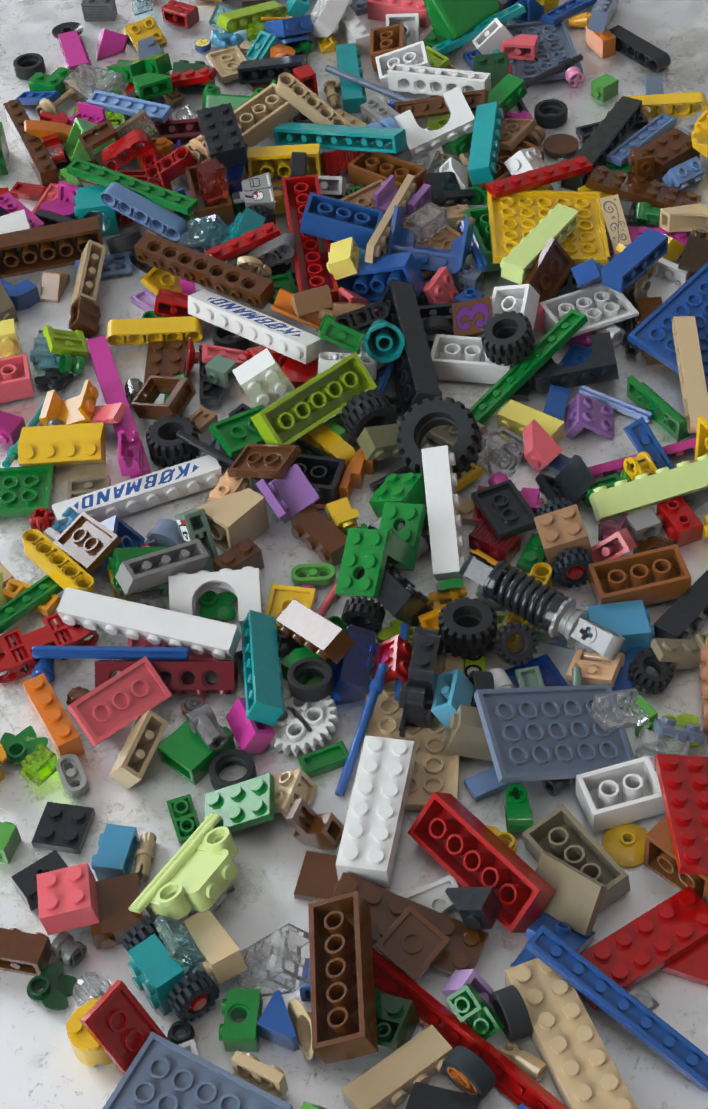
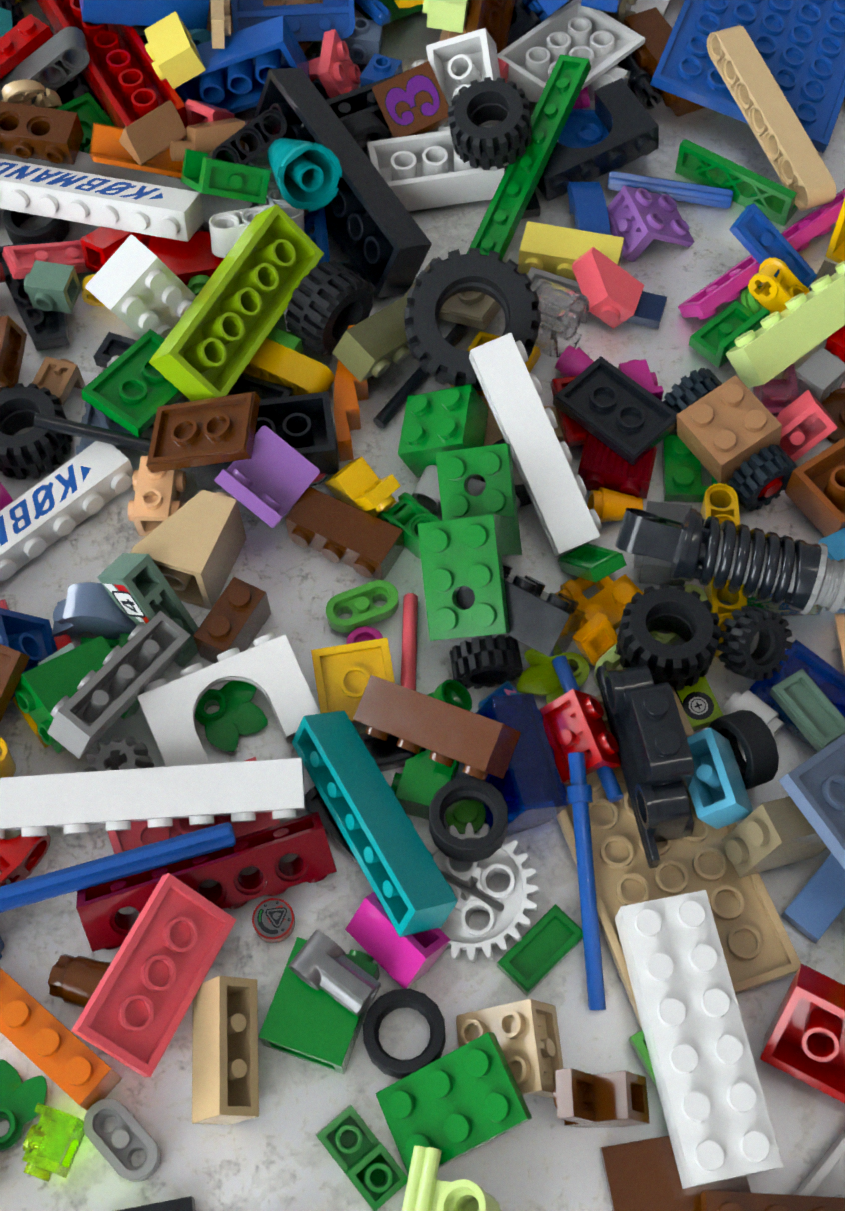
camera: 25 degrees left, 15 degrees up
(569, 484) = (681, 338): black bracket -> none

